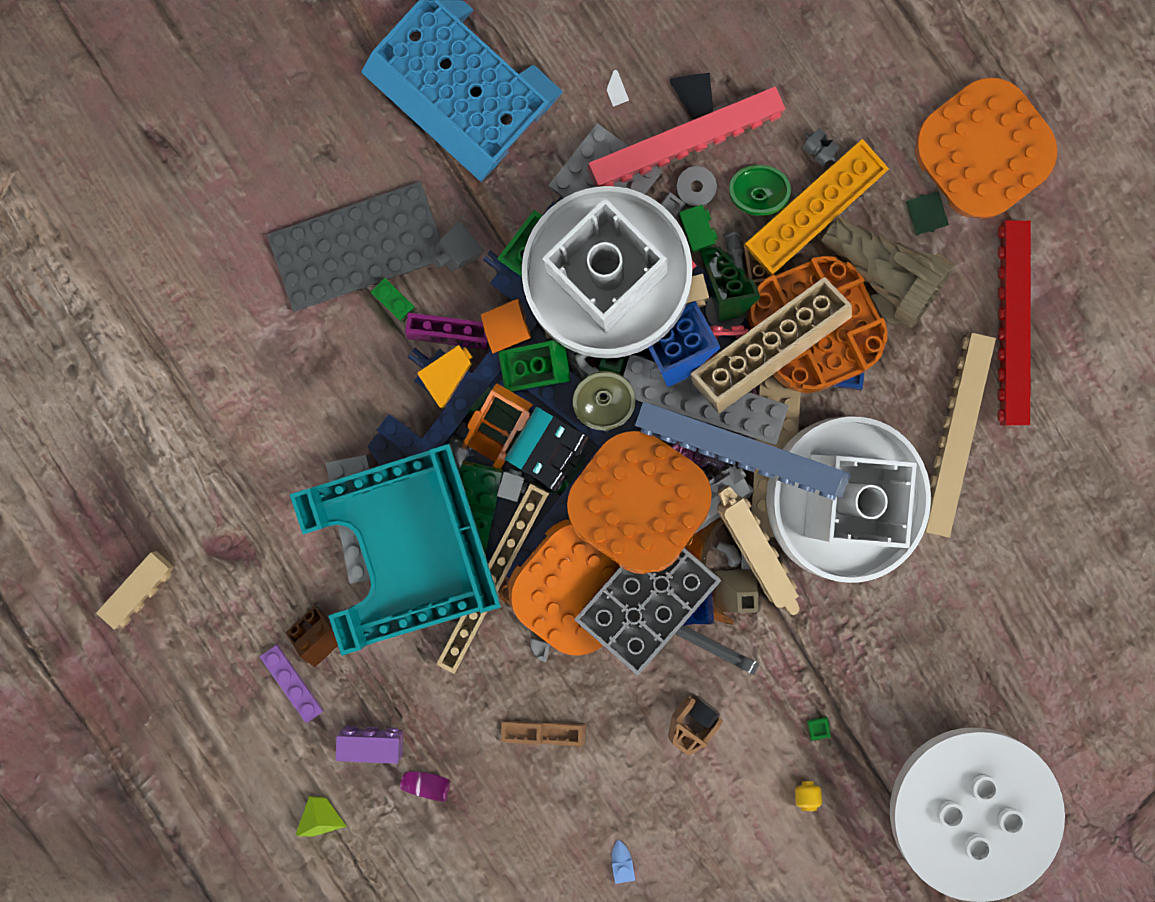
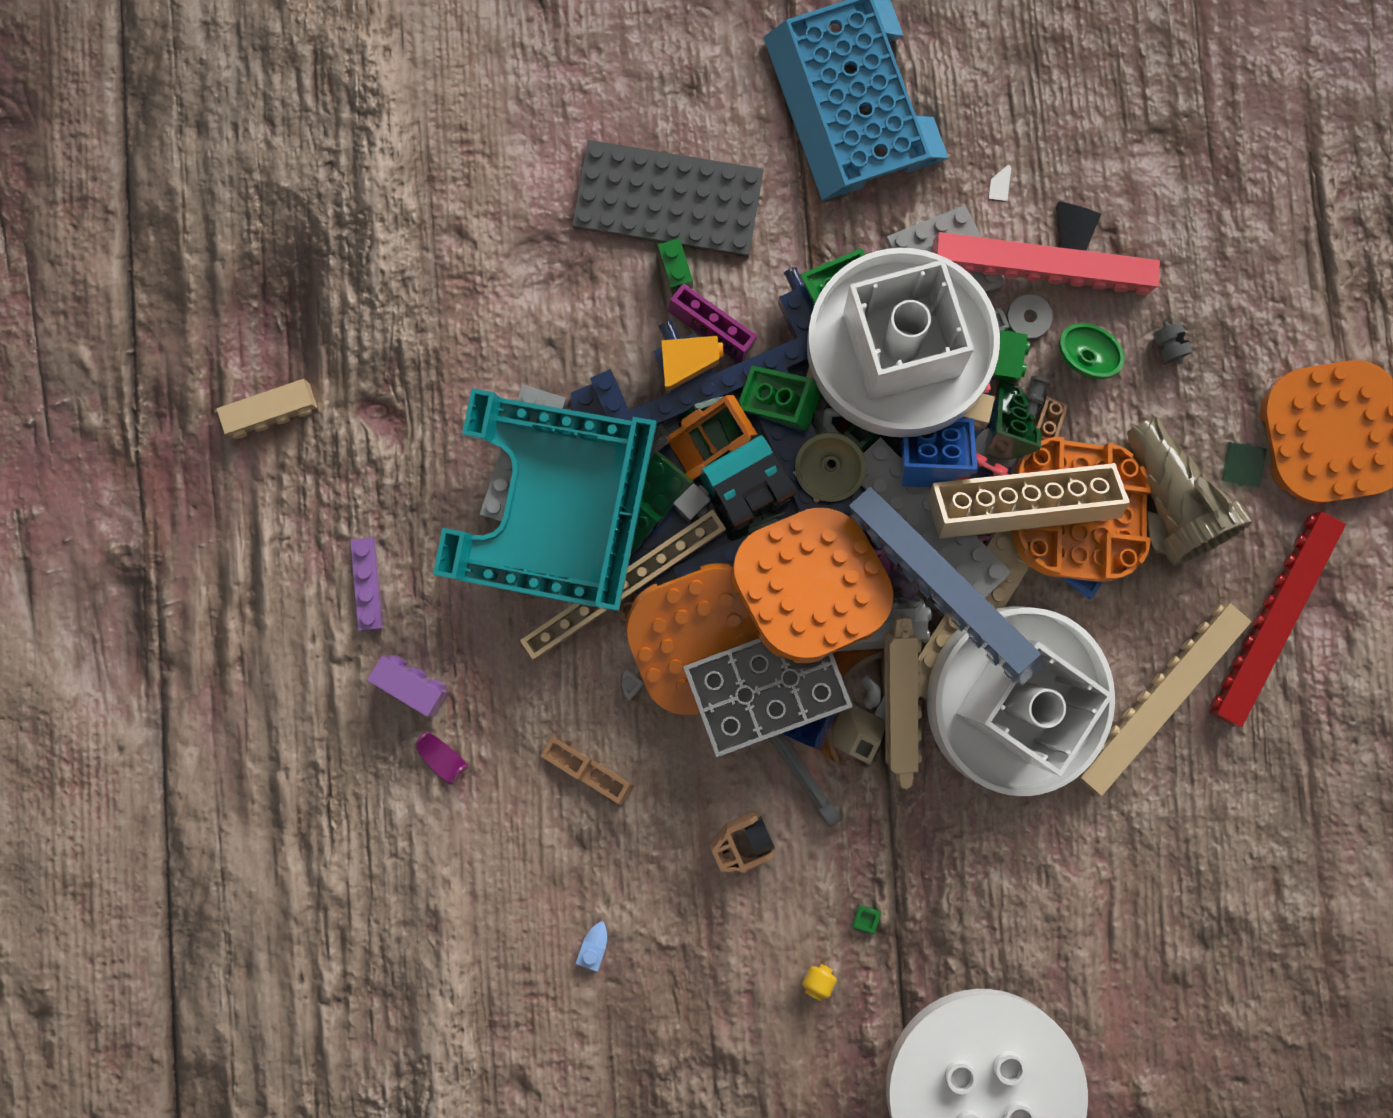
camera: 25 degrees right, 5 degrees down
(313, 636) = (414, 548): reddish brown slope -> none
(319, 818) = (317, 732): lime slope -> none
(457, 249) = (764, 249): dark grey torso -> none
(505, 326) = (772, 345): orange slope -> none
(816, 207) = (1138, 397): light orange plate -> none

